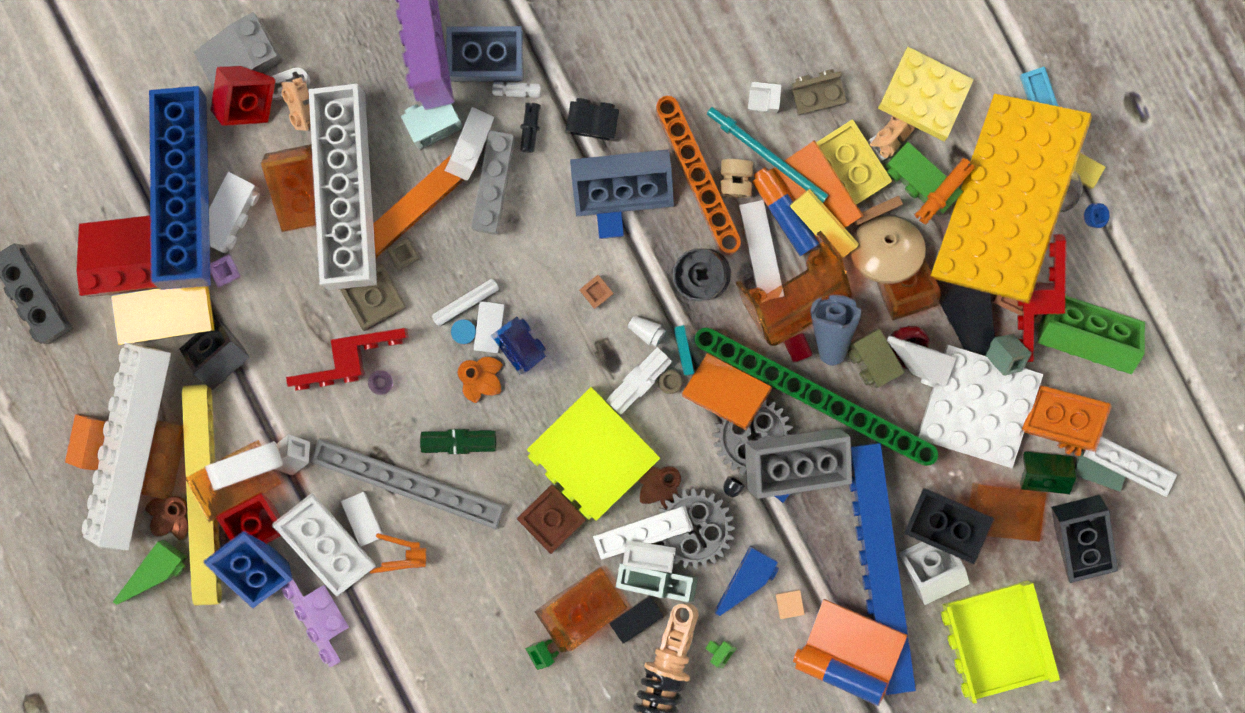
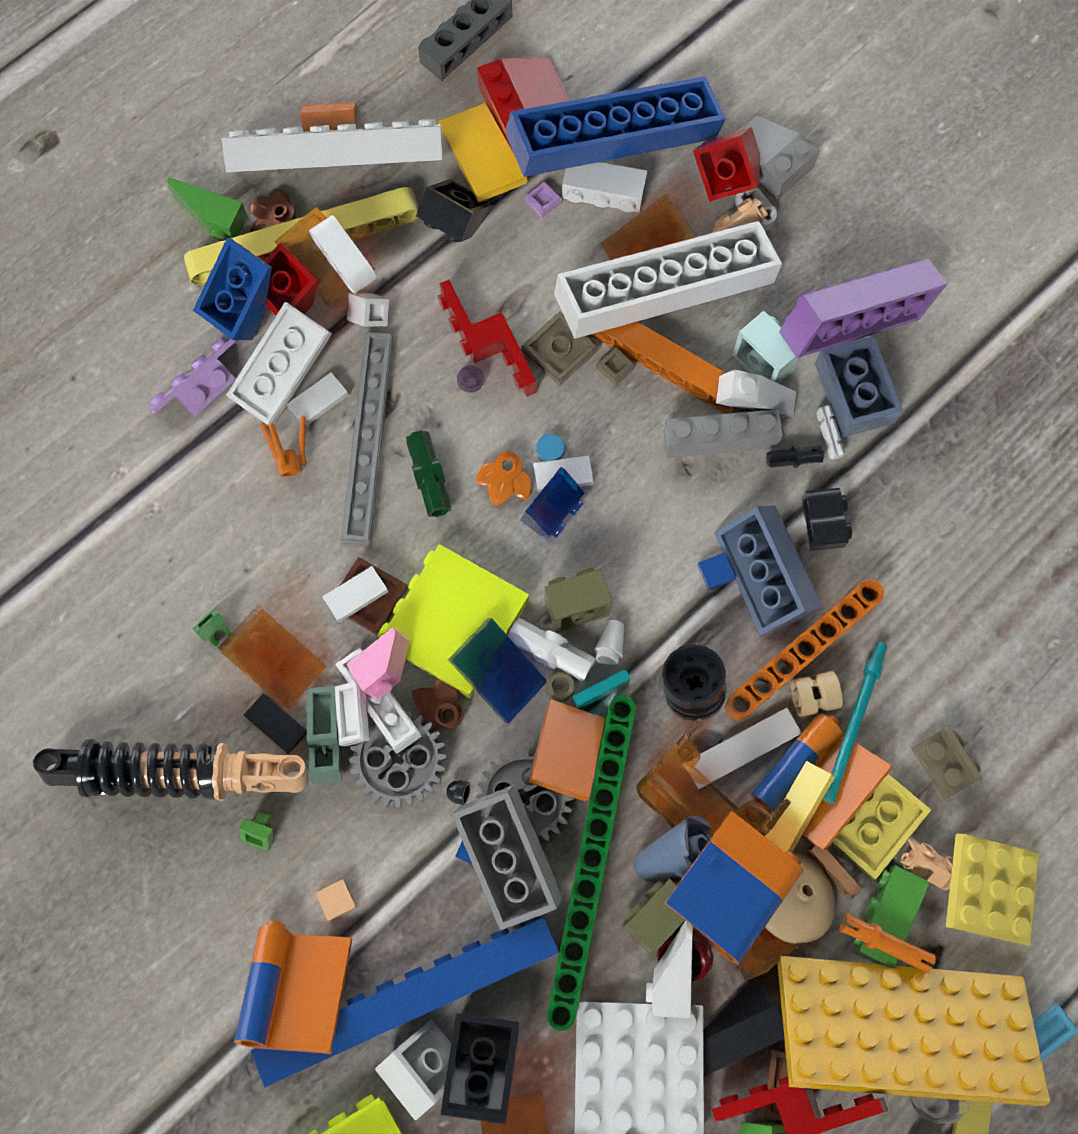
camera: 75 degrees right, 15 degrees down
(163, 459) = (328, 188): clear orange brick -> none
(465, 302) = (583, 442): white axle -> none
(549, 529) = (355, 594): none -> white tile
(596, 291) = (637, 575): nougat plate -> none
(607, 348) = (577, 599): none -> olive brick
(619, 523) = (381, 664): none -> bright pink slope
(647, 429) = (497, 670): none -> clear blue tile
(750, 576) = (358, 841): blue slope -> none
(764, 97) = (919, 701): white panel -> none
(798, 347) = (643, 823): dark red slope -> none
(874, 296) = (735, 887): none -> blue door
(1008, 354) = (714, 1085): sand green brick -> none

